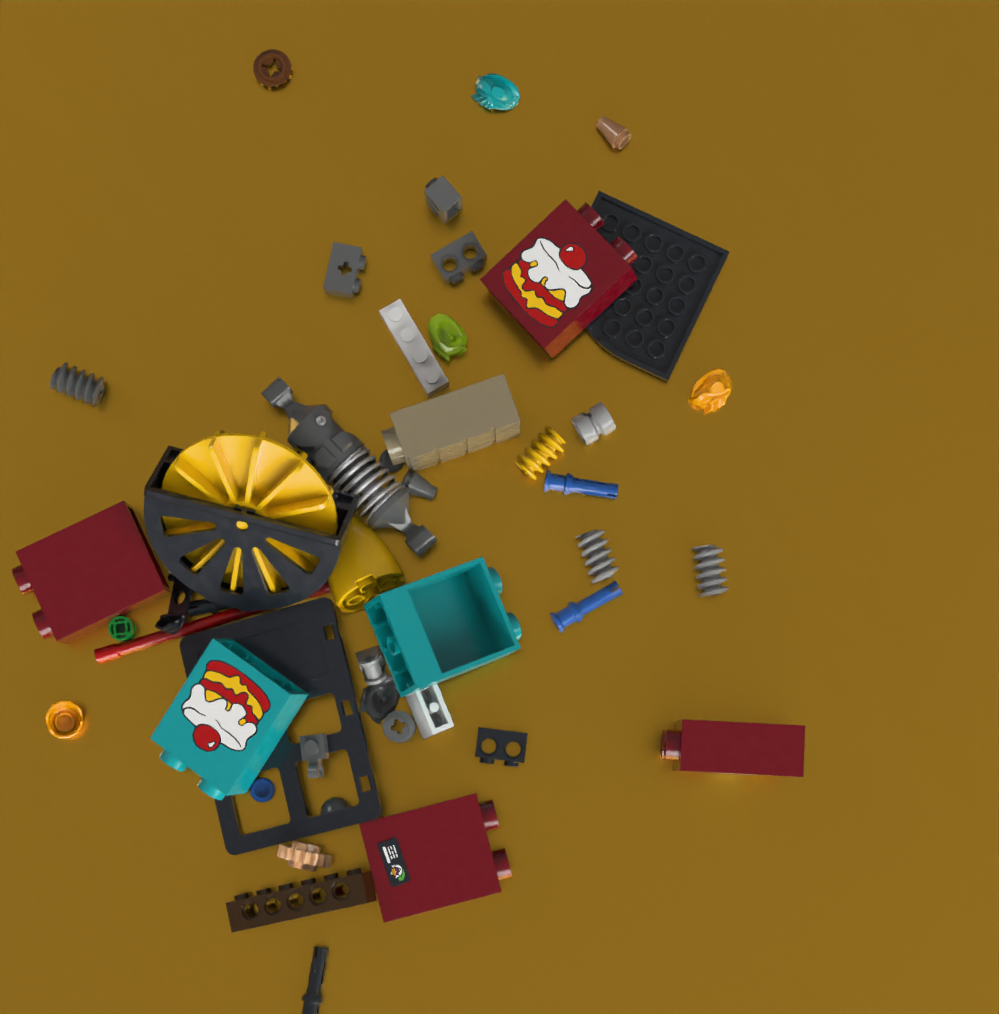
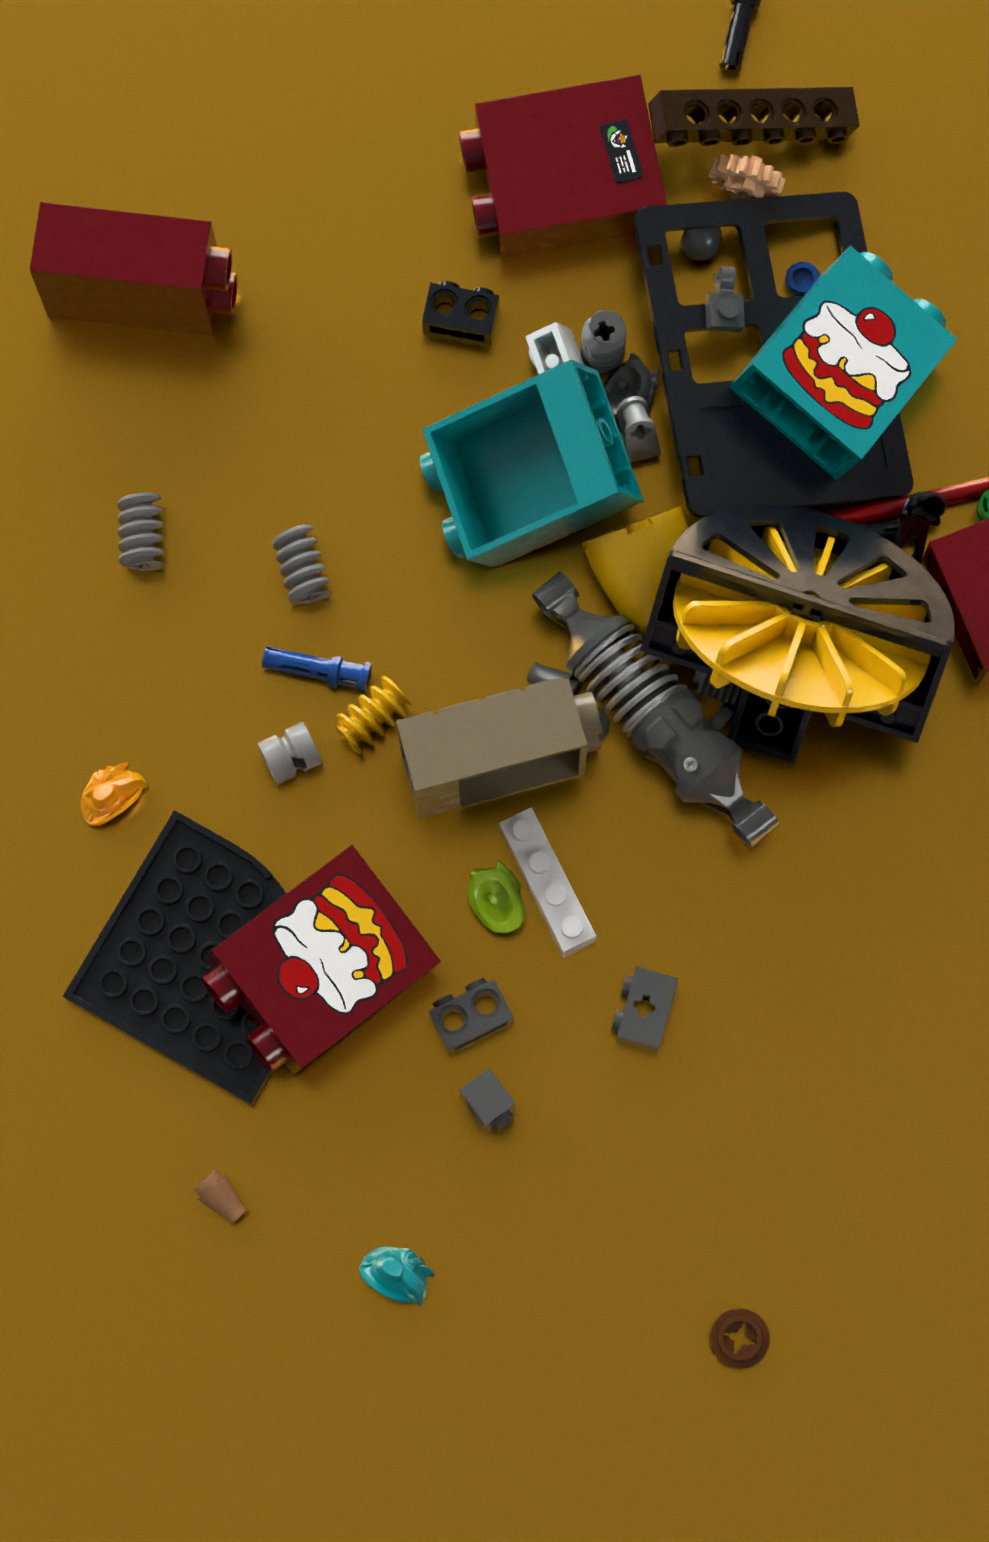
camera: 175 degrees left, 5 degrees down
(575, 611) = (340, 490): blue pin -> none

